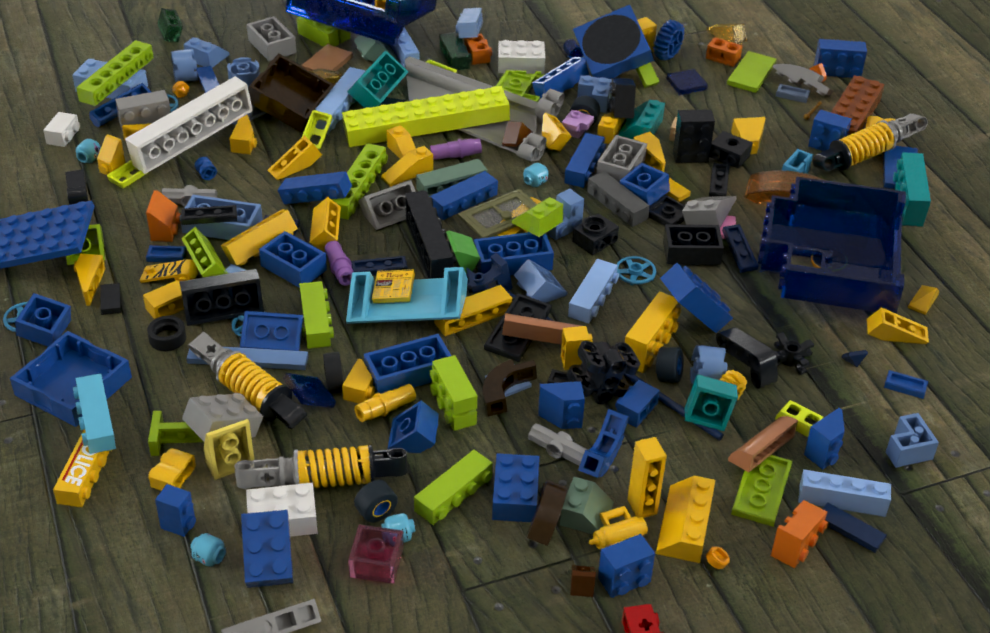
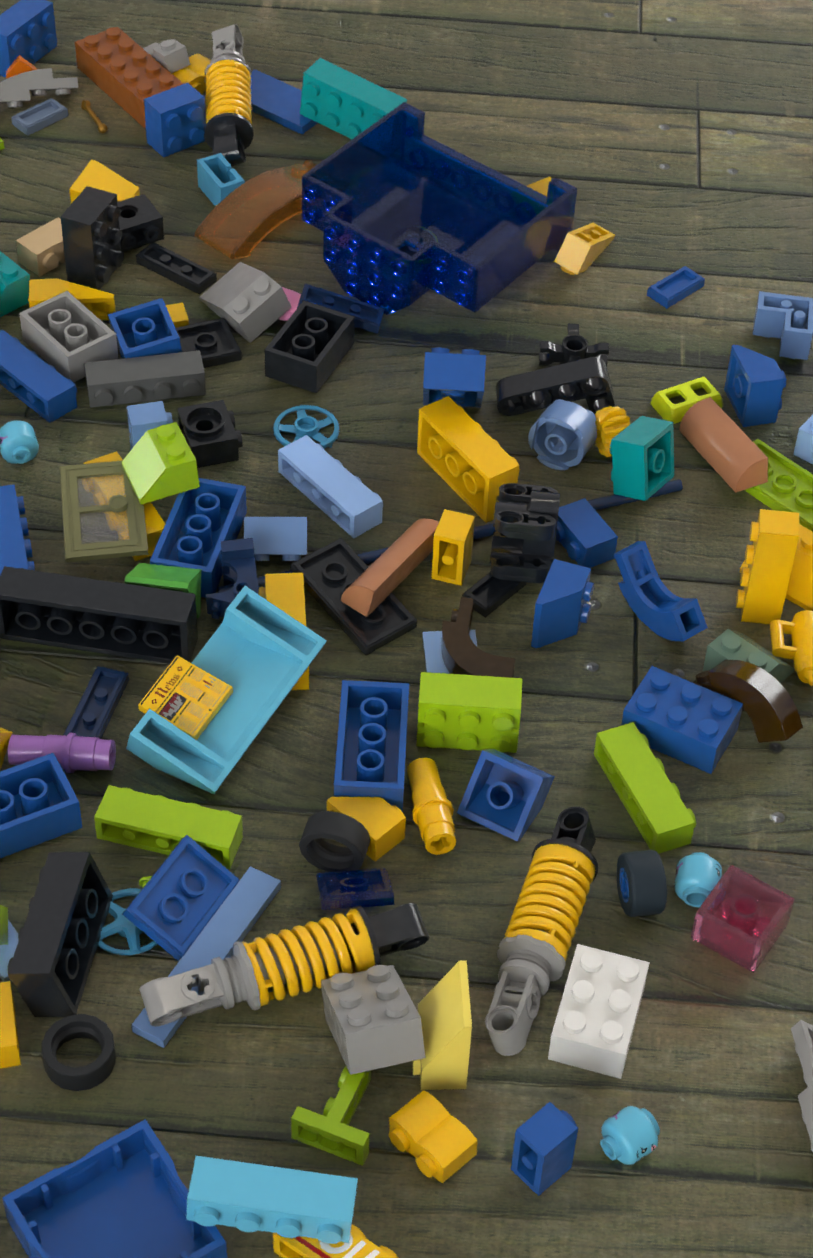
camera: 65 degrees left, 5 degrees up
(267, 548) = (688, 1045): blue brick -> none
(557, 444) = (618, 644): light grey piece -> none
(669, 364) = (537, 466): black wheel -> none
(855, 358) = (607, 303): dark blue slope -> none
(881, 110) = (169, 54): none -> light grey slope

